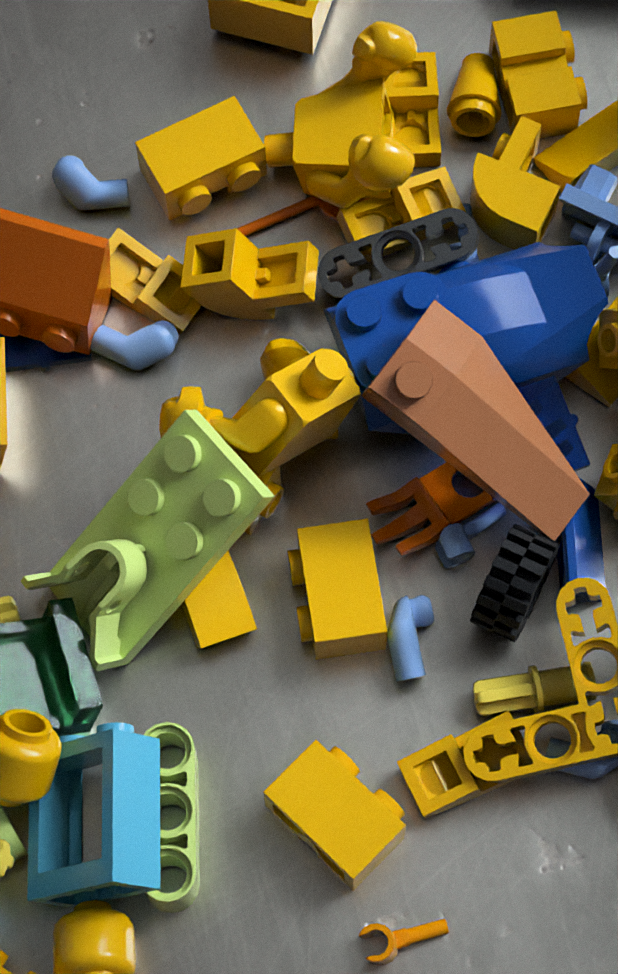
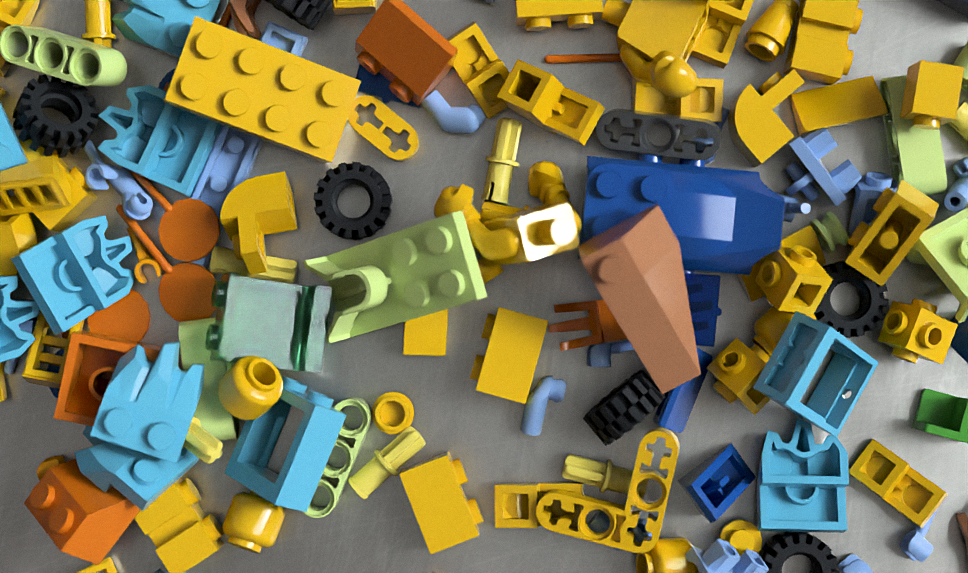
camera: 25 degrees right, 20 degrees up
(42, 463) = (335, 182): none -> black tyre
(59, 384) = (389, 120): none -> yellow beam
(220, 363) = (502, 160): none -> light yellow axle
(221, 732) = (392, 412): none -> yellow plate
(241, 798) = (387, 462): none -> light yellow axle

